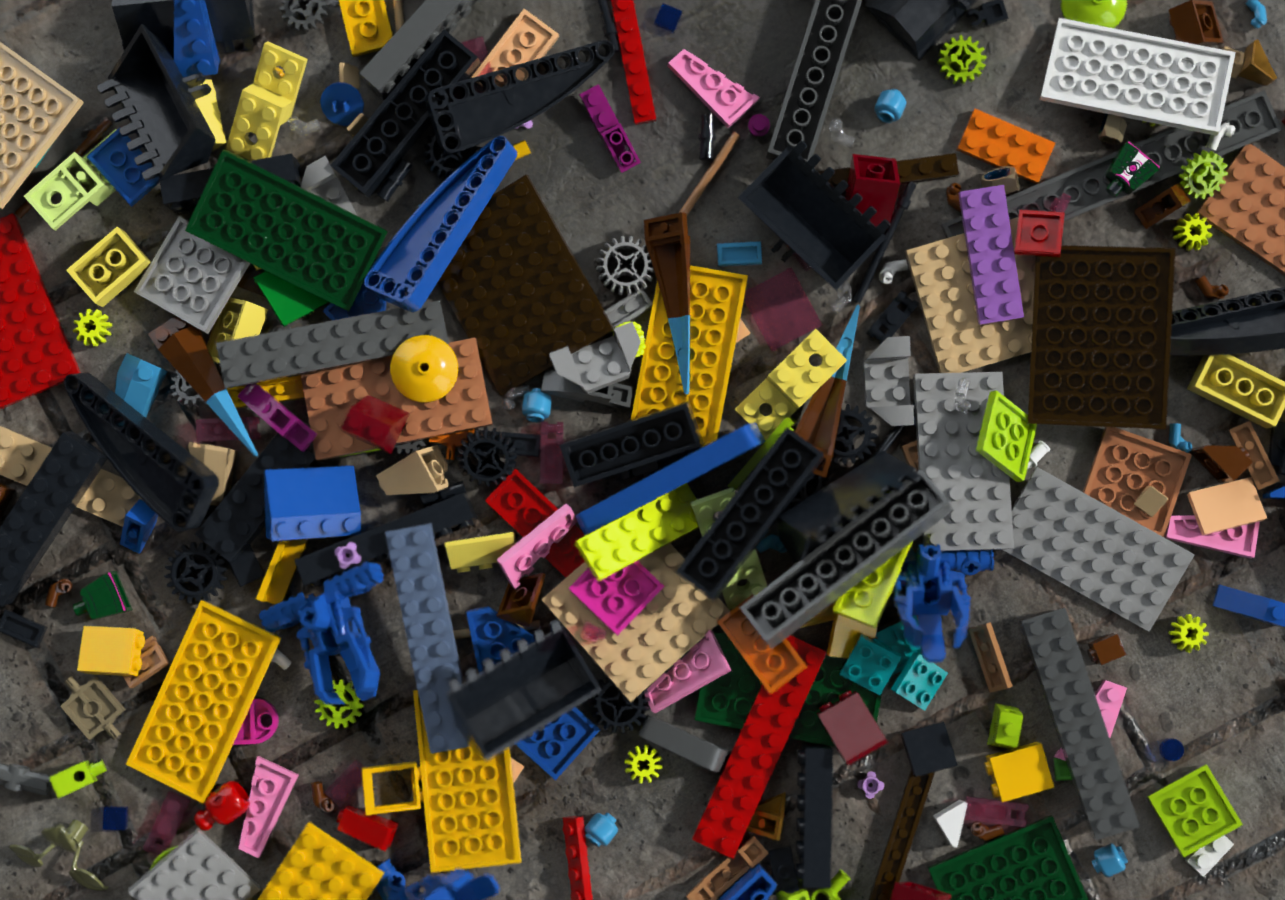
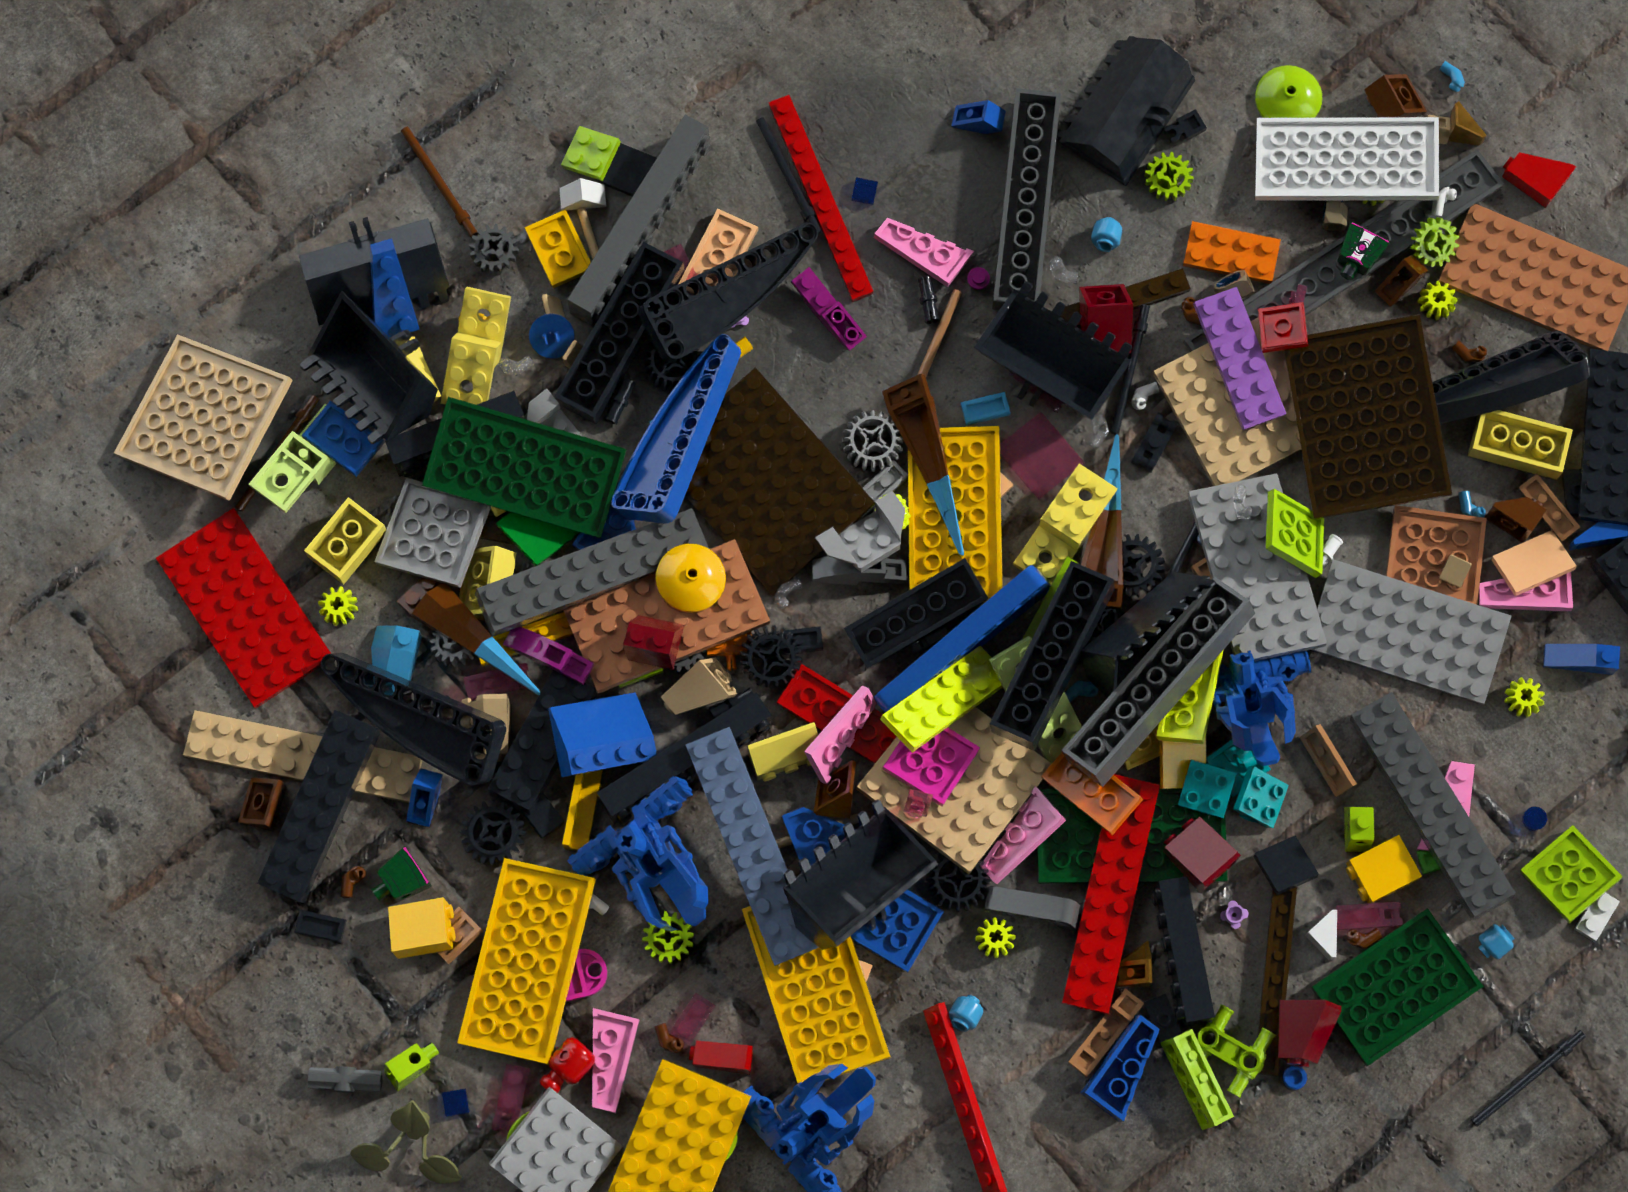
camera: 10 degrees left, 10 degrees down
(92, 707) = (411, 992): dark tan plate -> none
(341, 553) = (651, 782): lavender plate -> none
(368, 793) = (717, 1019): yellow window -> none
(536, 405) = (810, 597): dark azure head -> none
(551, 455) = (835, 643): clear pink plate -> none
(888, 381) = (1163, 503): light grey piece -> none
(1106, 649) = (1444, 729): reddish brown brick -> none

